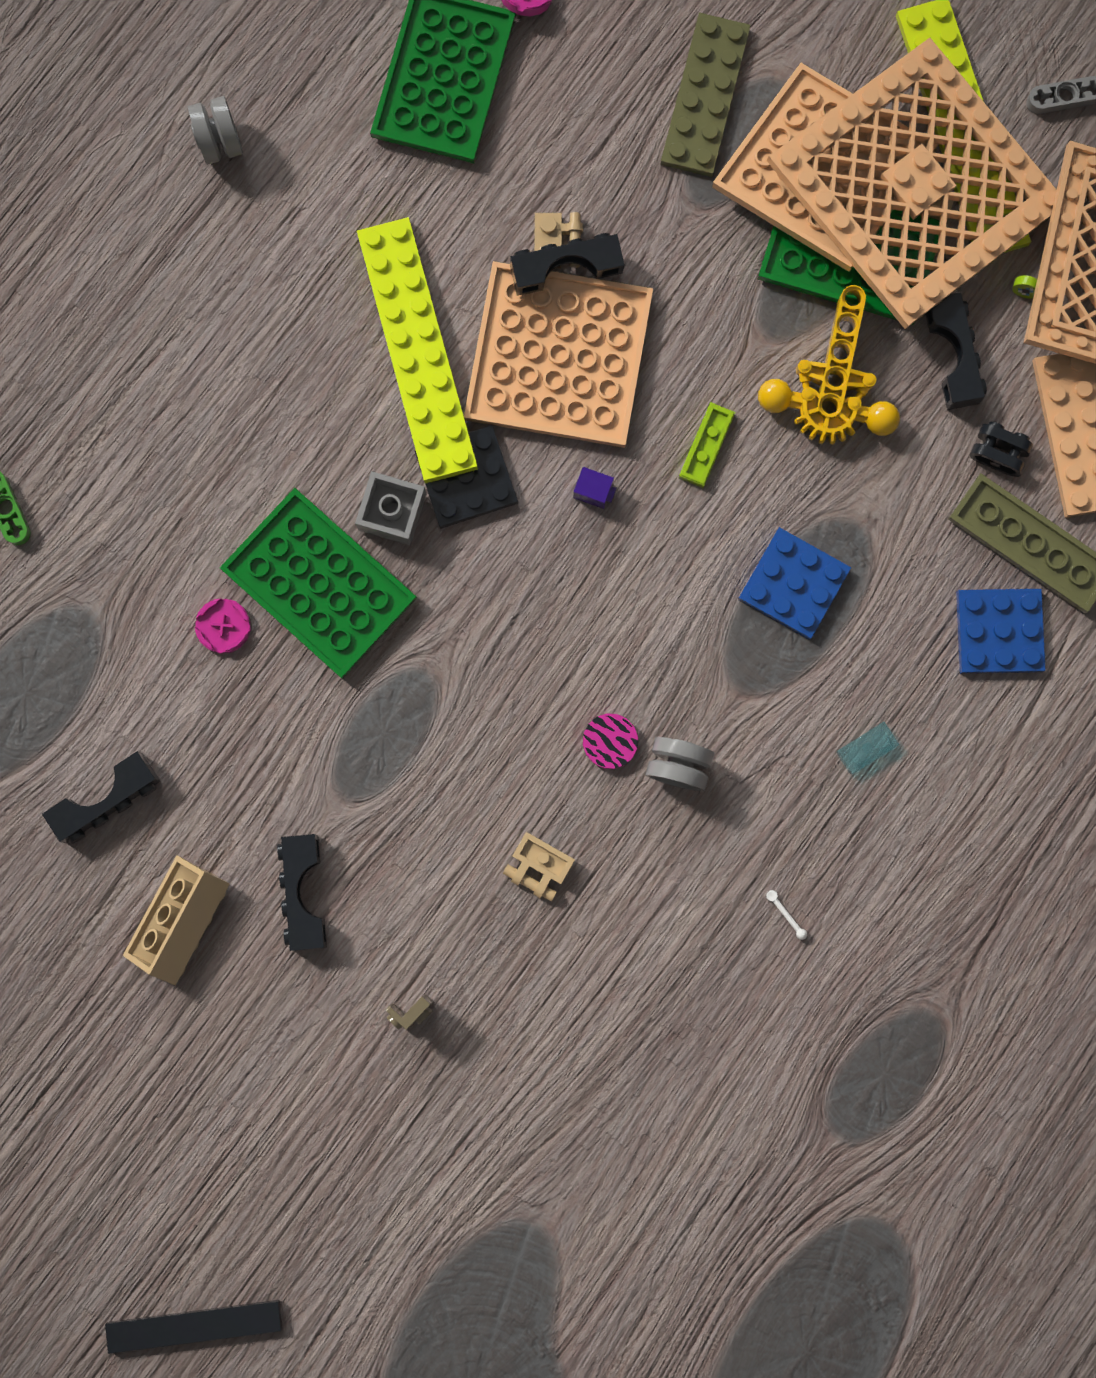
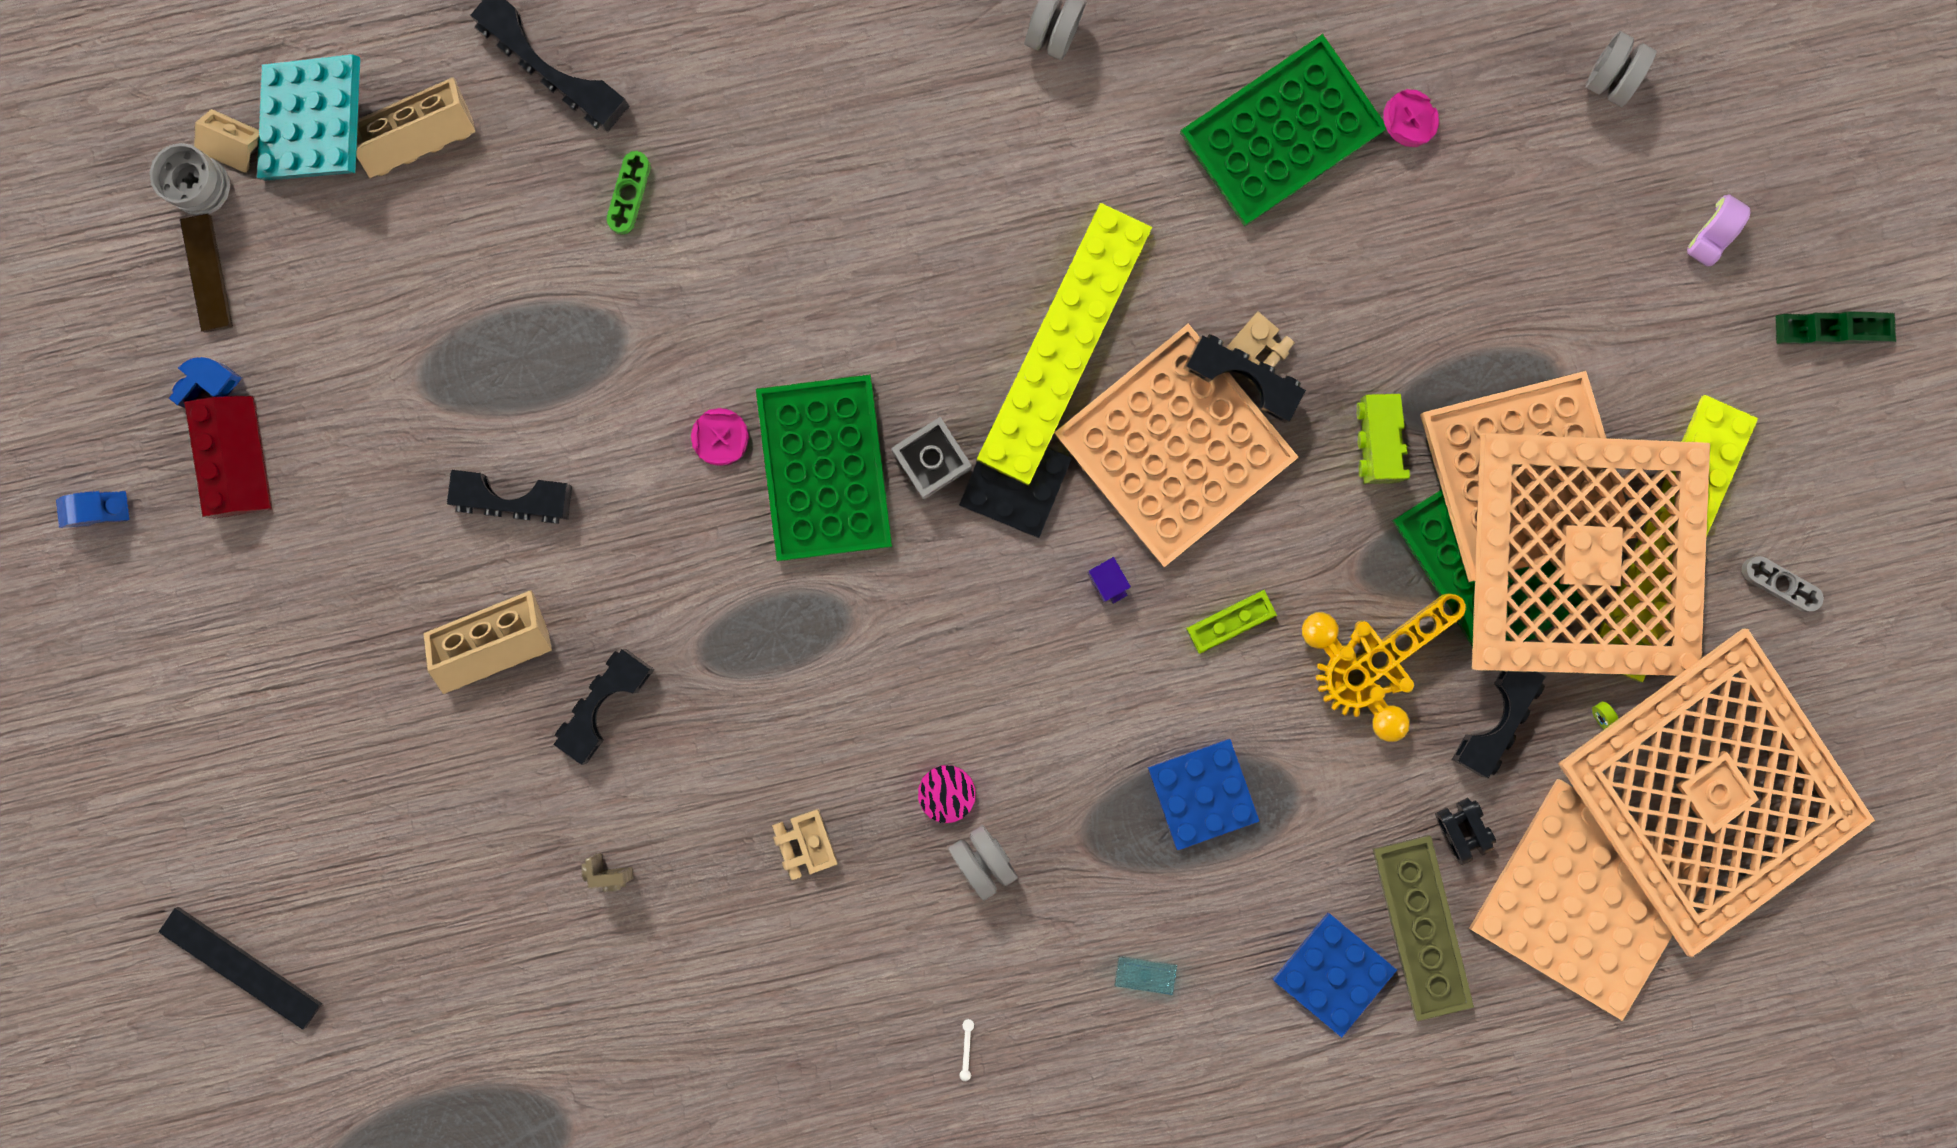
camera: 40 degrees right, 5 degrees up
(701, 227) = (1381, 439): none -> lime wedge
(705, 94) = (1484, 329): olive plate -> none

